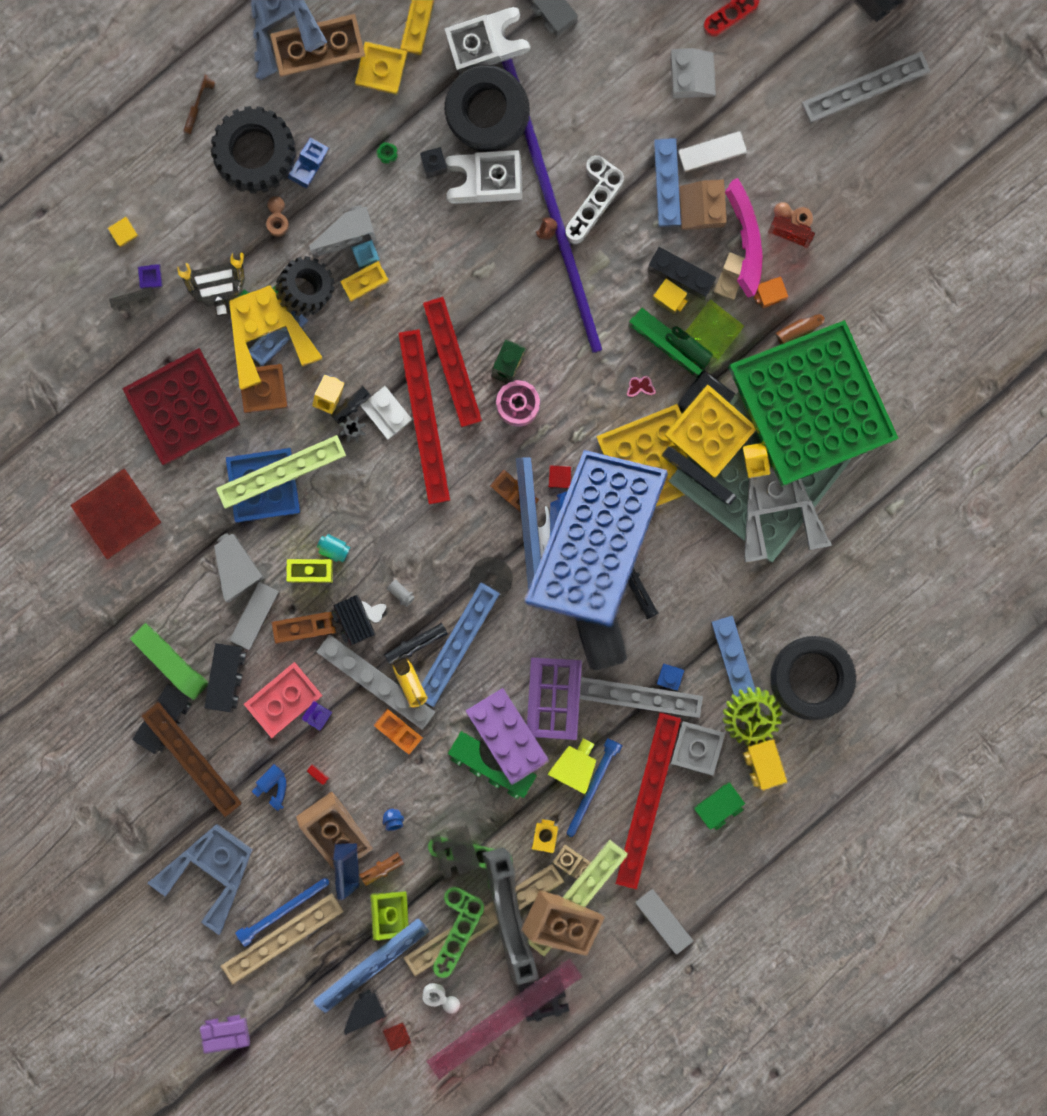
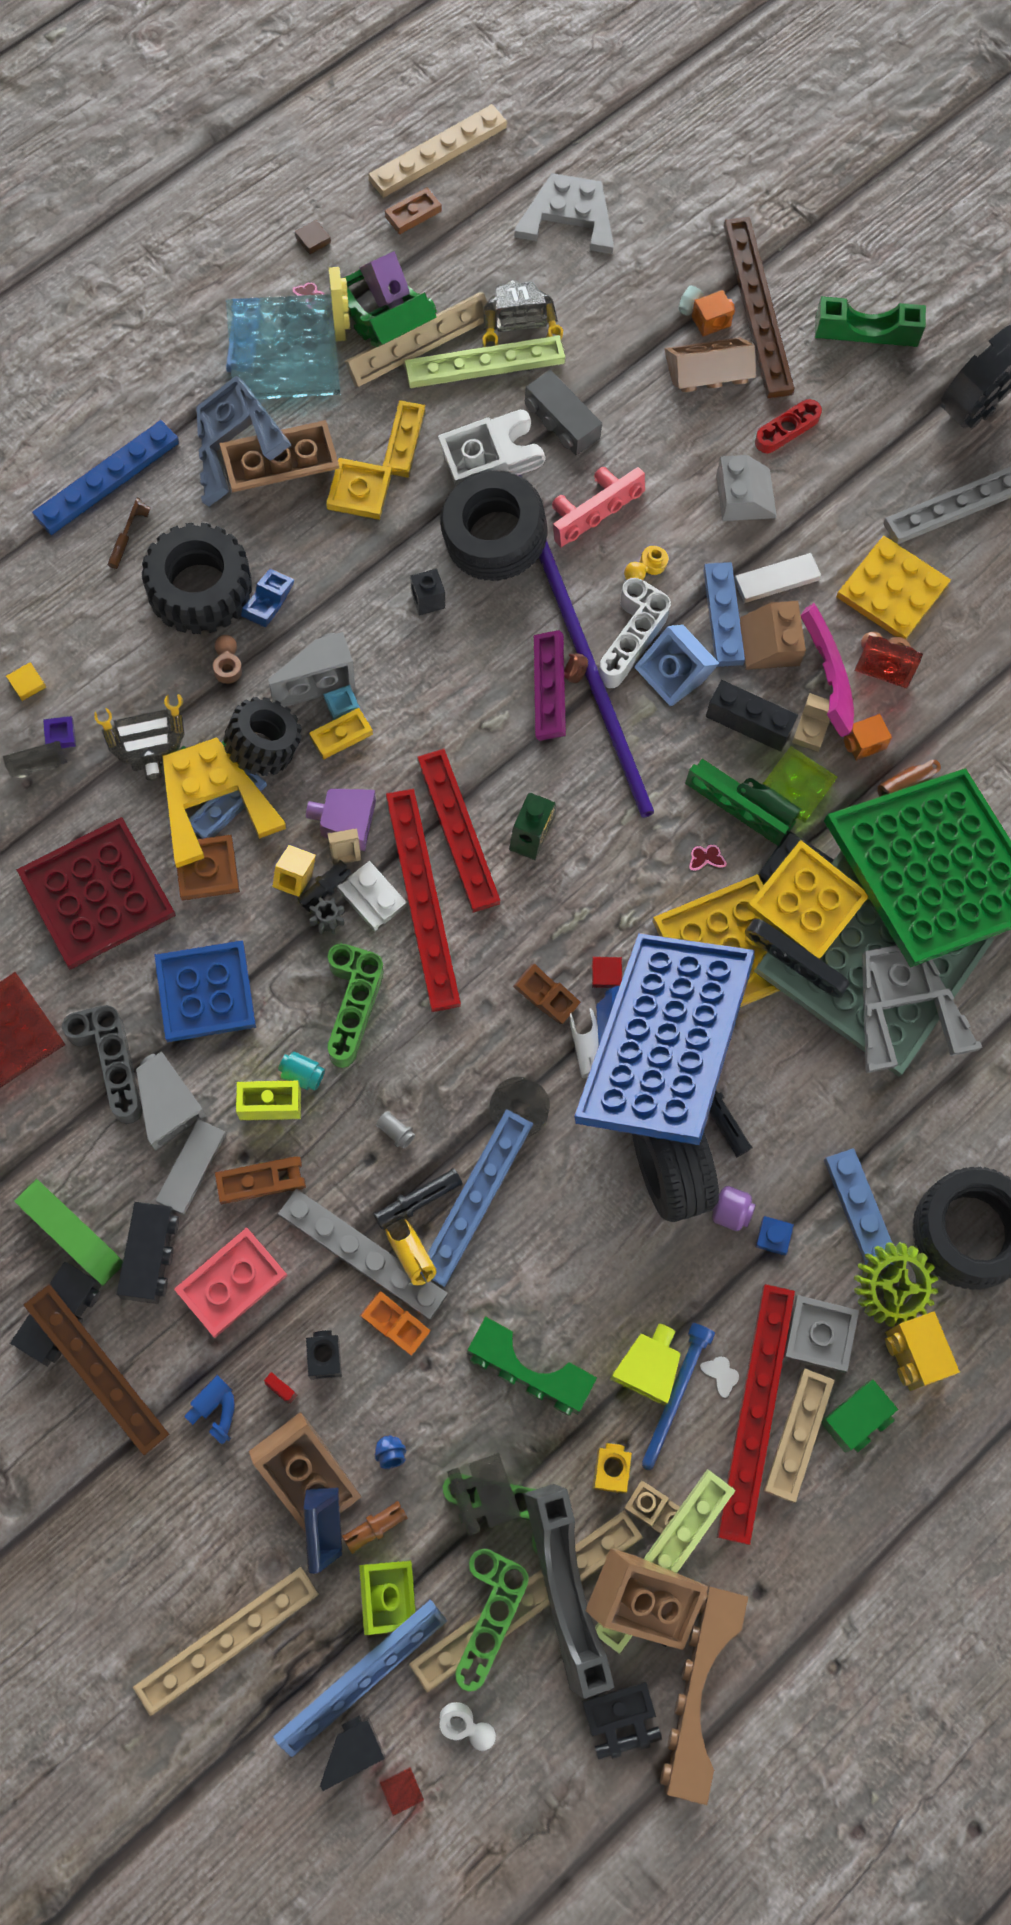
camera: 10 degrees left, 15 degrees down
(180, 53) = (105, 477): none -> blue plate
(194, 540) = (110, 1065): none -> dark grey beam
(222, 858) = (137, 1517): sand blue wing -> none
(224, 1035) = (137, 1798): medium lavender brick -> none
(247, 934) = (174, 1635): blue piece -> none
(281, 472) = (229, 969): yellowish green plate -> none
(316, 715) = (278, 1302): dark purple plate -> none
(343, 762) = (327, 1369): none -> black brick
(354, 620) = (331, 1168): black brick -> none
(366, 378) = (344, 846): none -> tan tile
(367, 349) = (345, 811): none -> medium lavender torso
(369, 501) = (350, 1007): none -> bright green beam
(375, 612) = (358, 1160): white sticker -> none
(384, 147) = (368, 577): green plate -> none
(481, 177) = (497, 604): white brick -> none
(504, 1018) = (564, 1756): clear pink plate -> none
(507, 736) = (552, 1323): medium lavender plate -> none
(511, 392) = (542, 891): bright pink brick -> none
(526, 243) = (549, 685): none -> magenta plate
(528, 517) = (568, 1021): medium blue tile -> none
(573, 697) = (642, 1268): medium lavender piece -> none
(579, 84) = (589, 514): none -> coral plate
(587, 1028) = (690, 1769): none -> medium nougat arch
(599, 145) = (647, 563): none -> yellow plate
(625, 769) = (725, 1376): none -> white sticker
(626, 227) = (676, 664): none -> light blue slope
(640, 658) = (733, 1209): none -> medium lavender head
(640, 697) = (729, 1263): light grey plate -> none
(664, 921) = (792, 1593): light grey tile -> none
(670, 296) = (738, 744): yellow brick -> none
(676, 817) = (799, 1435): none -> tan plate
(756, 460) = (873, 934): yellow brick -> none
(804, 162) = (893, 588): none -> yellow plate

